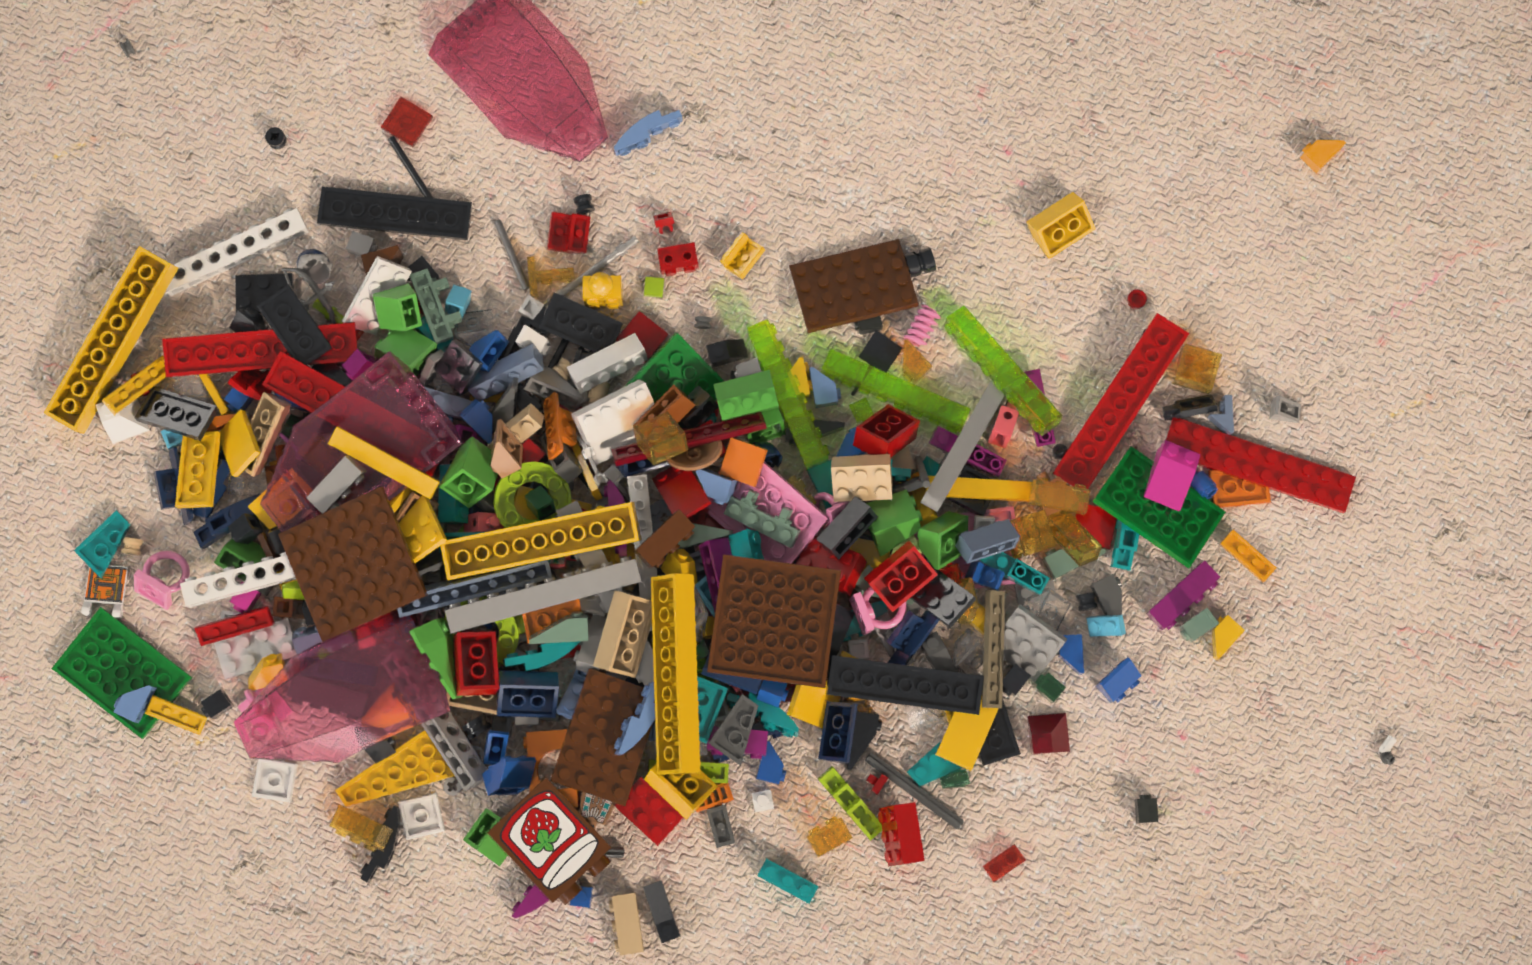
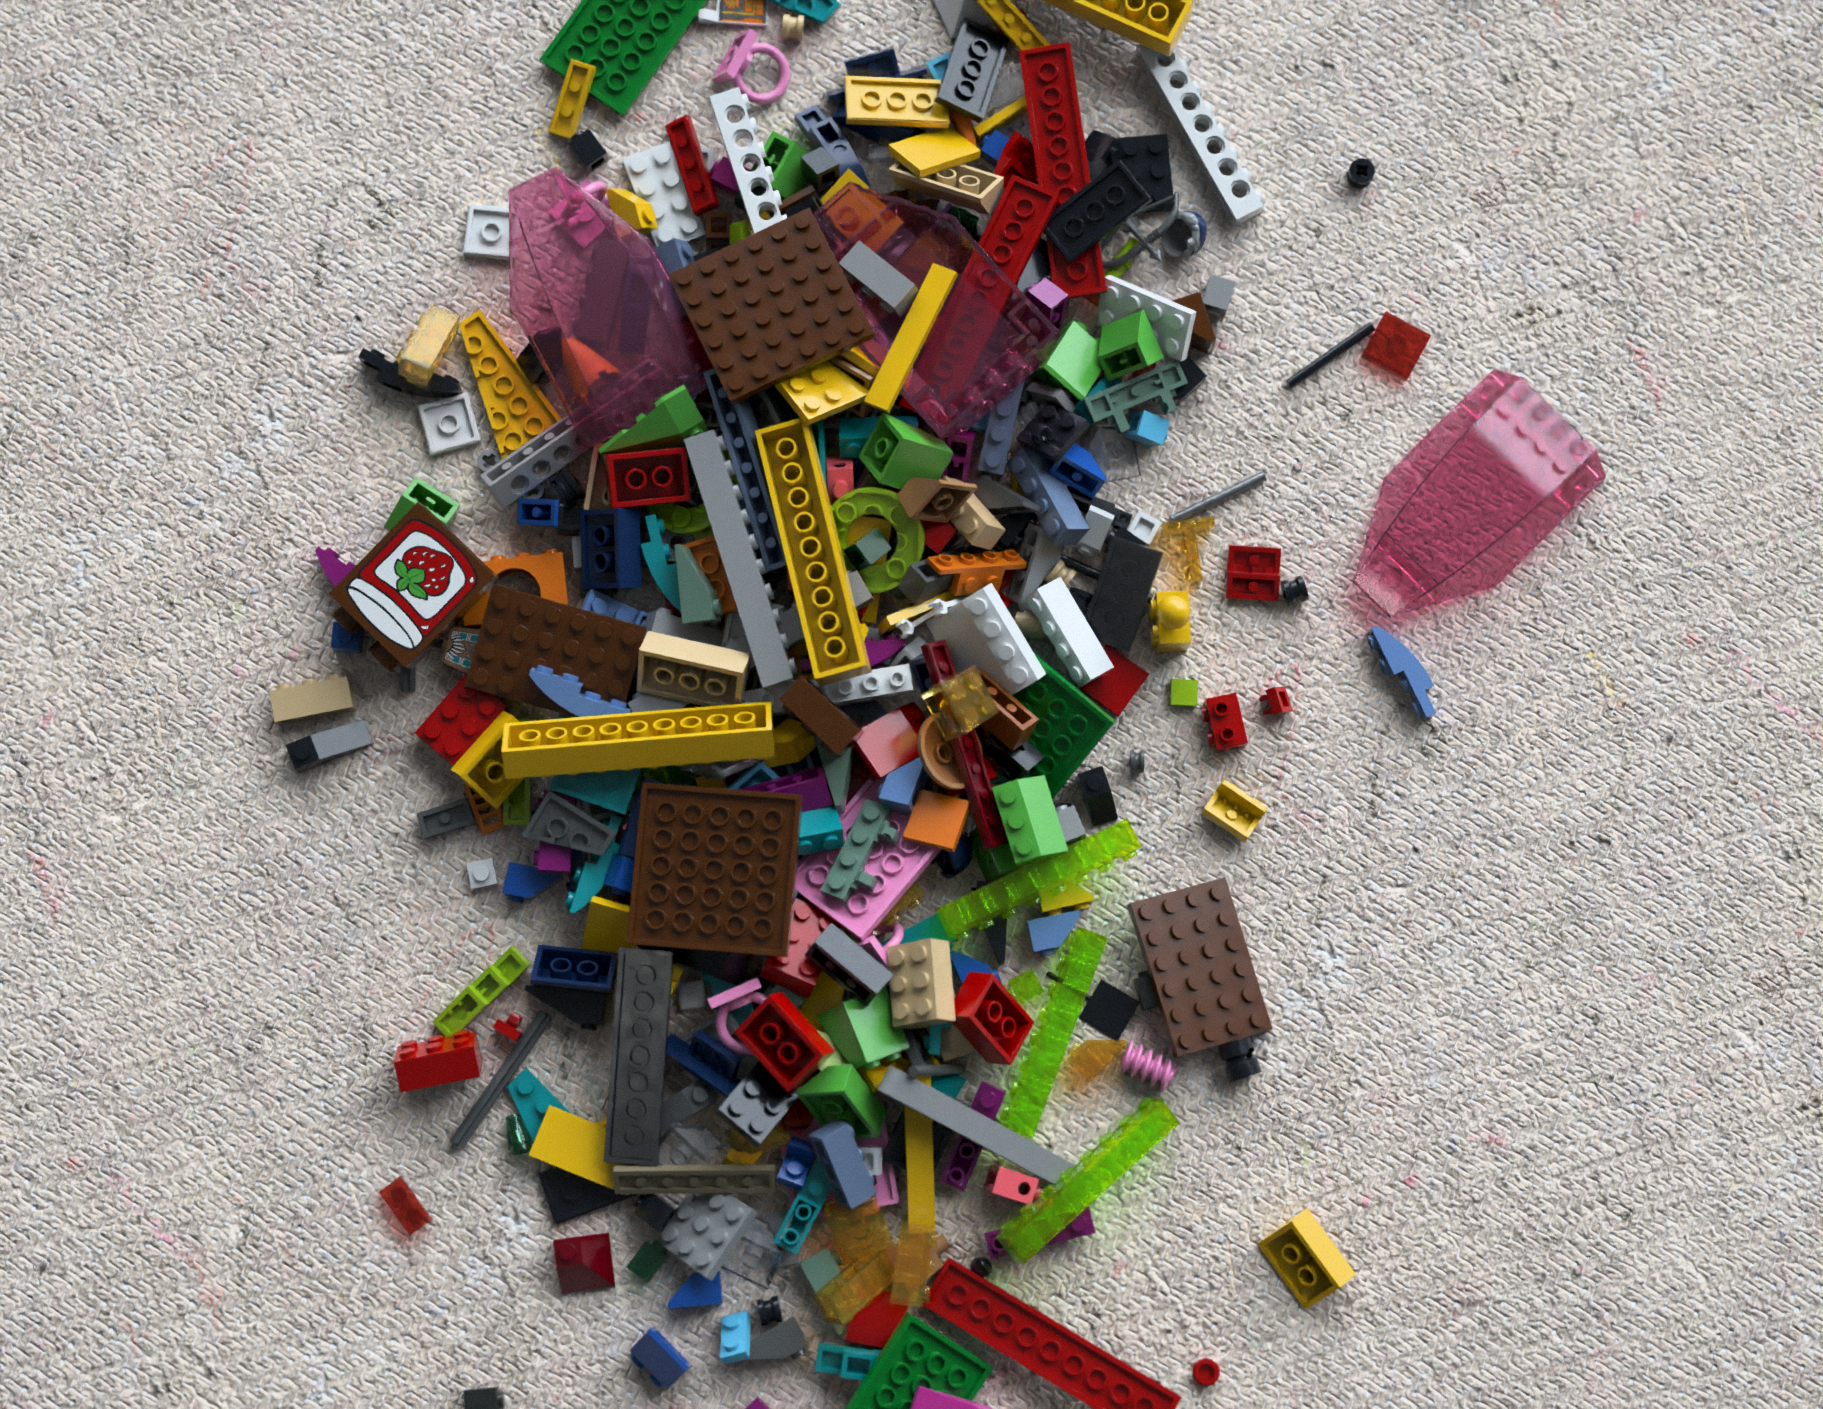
camera: 85 degrees right, 0 degrees up
(134, 703) = (582, 44): medium blue slope -> none
(394, 213) = (1265, 338): black plate -> none
(479, 419) = (981, 462): blue slope -> none
(509, 775) = (501, 531): blue slope -> none
(620, 250) = (1232, 645): light grey bar -> none
(787, 881) = (373, 910): teal brick -> none
(829, 836) = (432, 962): clear yellow brick -> none

